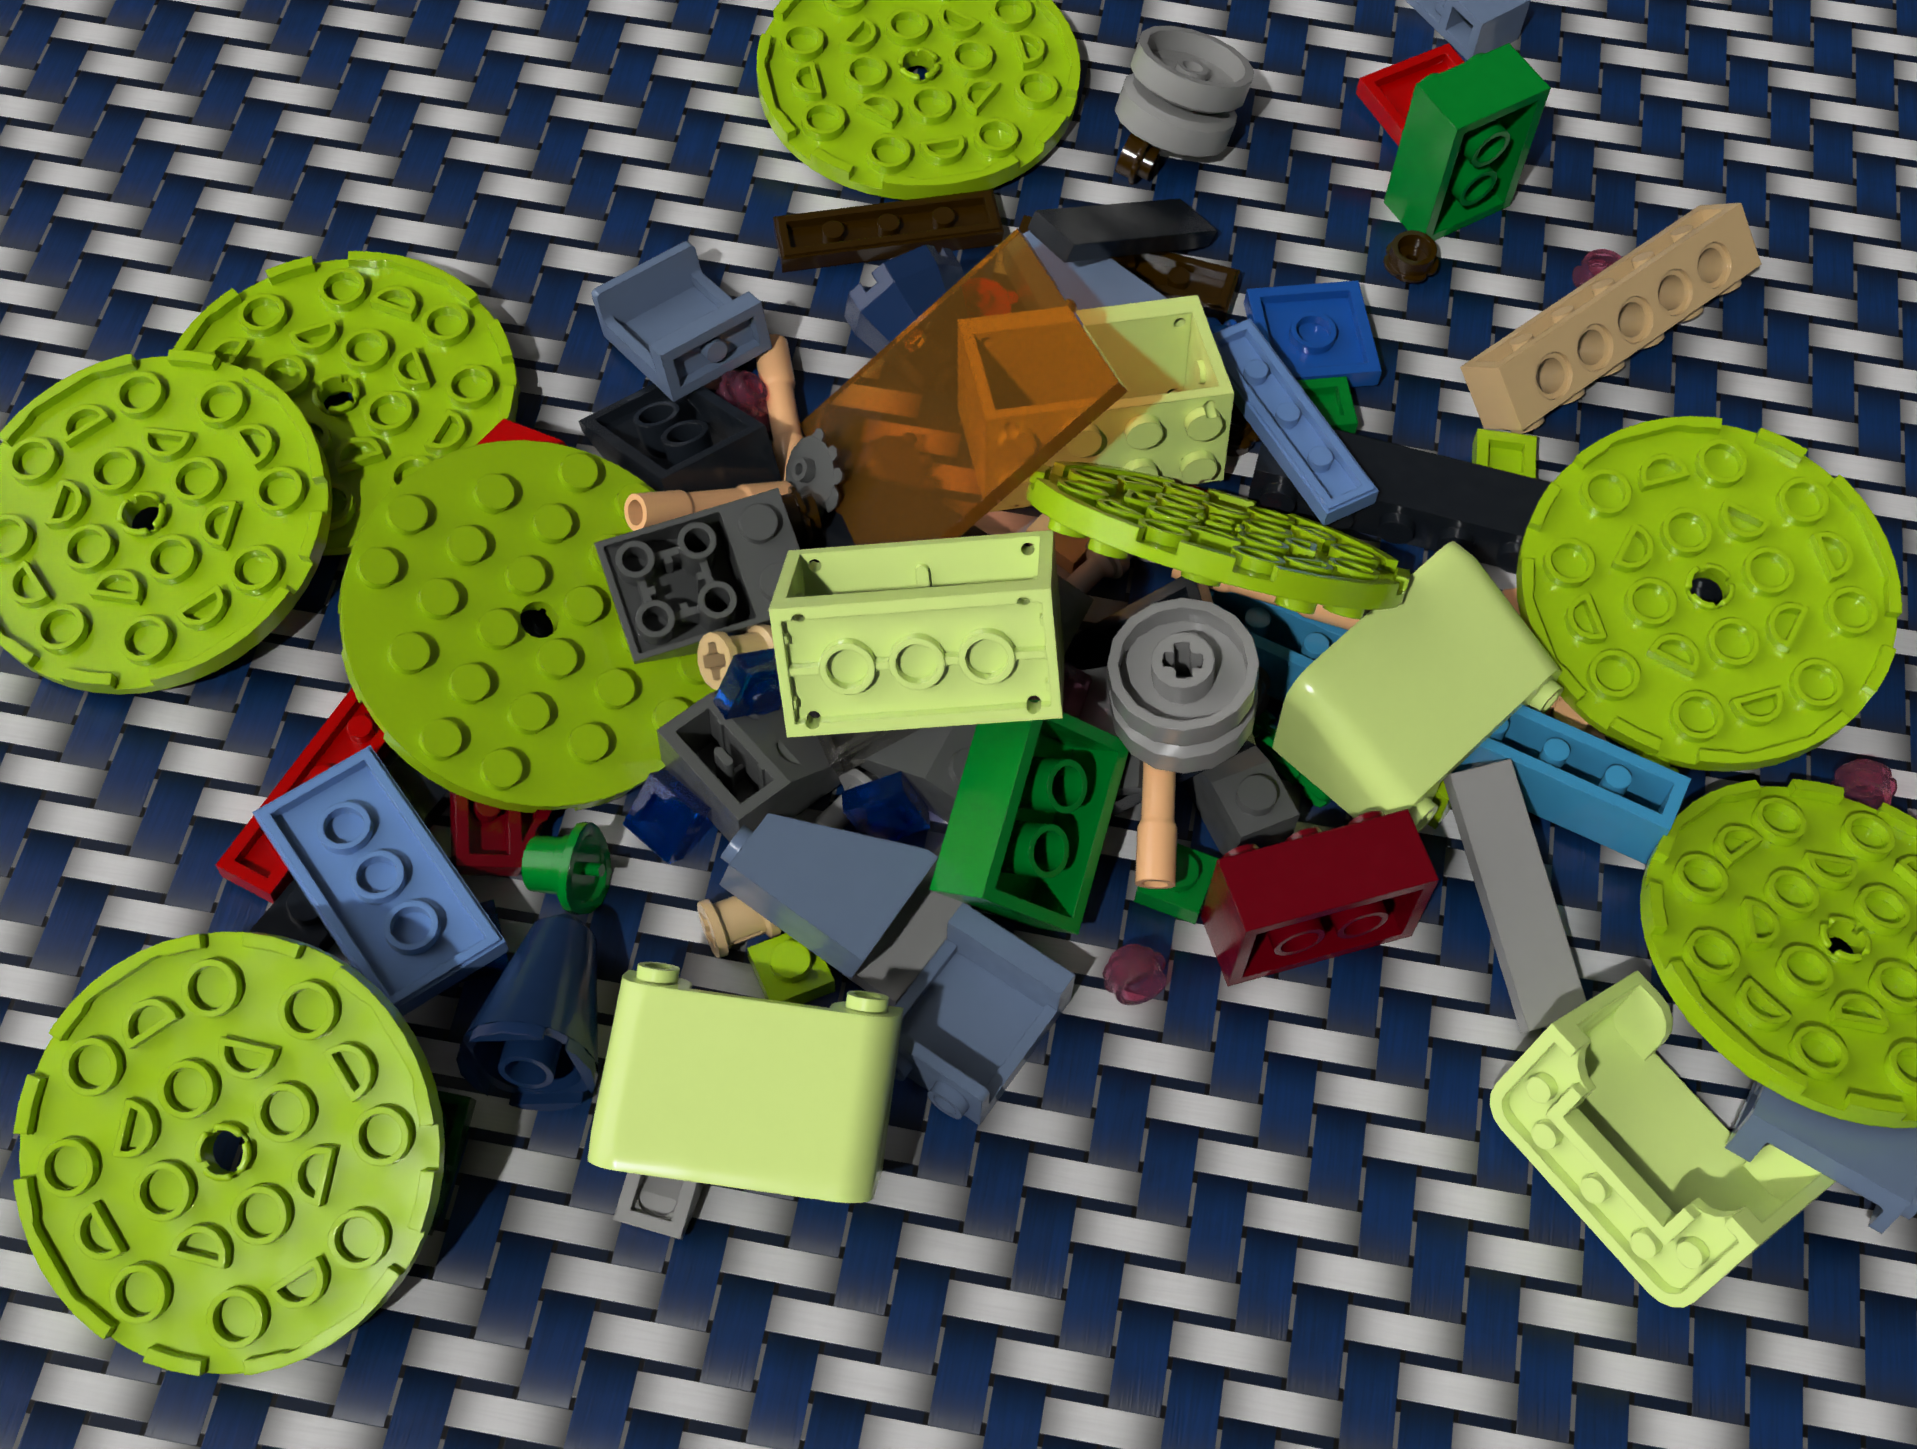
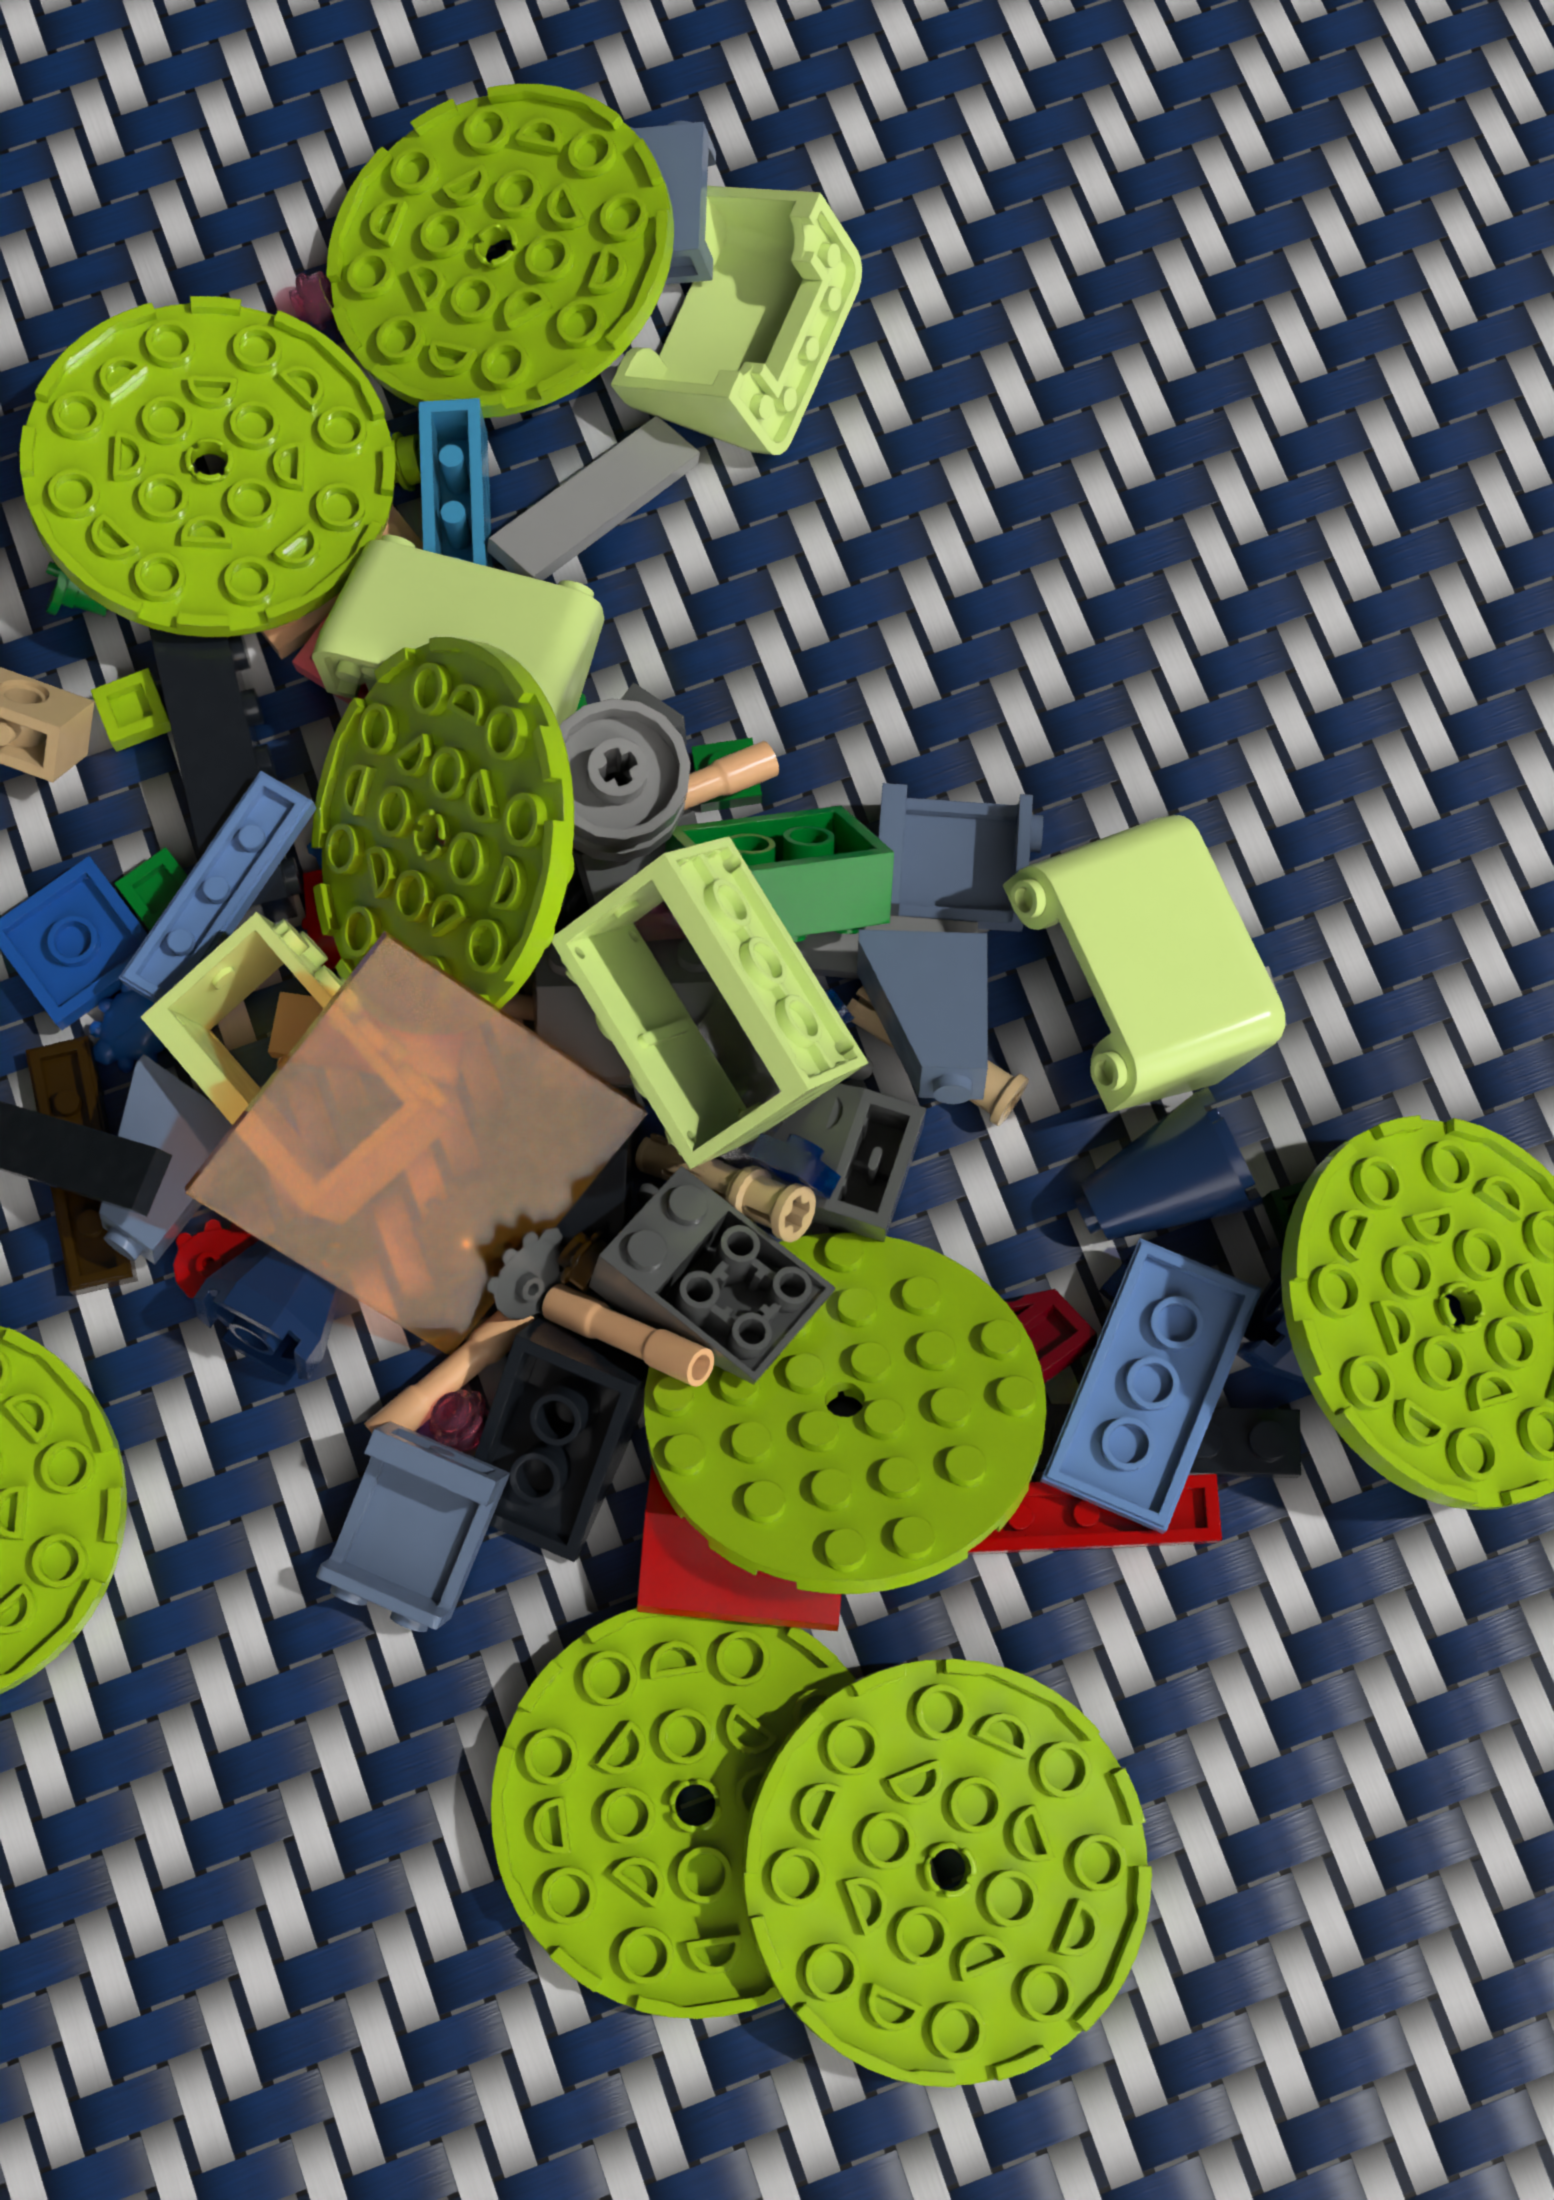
camera: 115 degrees left, 15 degrees up
(570, 867) = (1033, 1249): green piece -> none
(666, 816) = (935, 1200): clear blue plate -> none
(789, 970) = (1008, 1025): lime plate -> none
(887, 230) = (161, 1419): dark brown tile -> none
(1135, 974) = (835, 758): clear pink plate -> none
(1317, 895) = (696, 638): dark red brick -> none

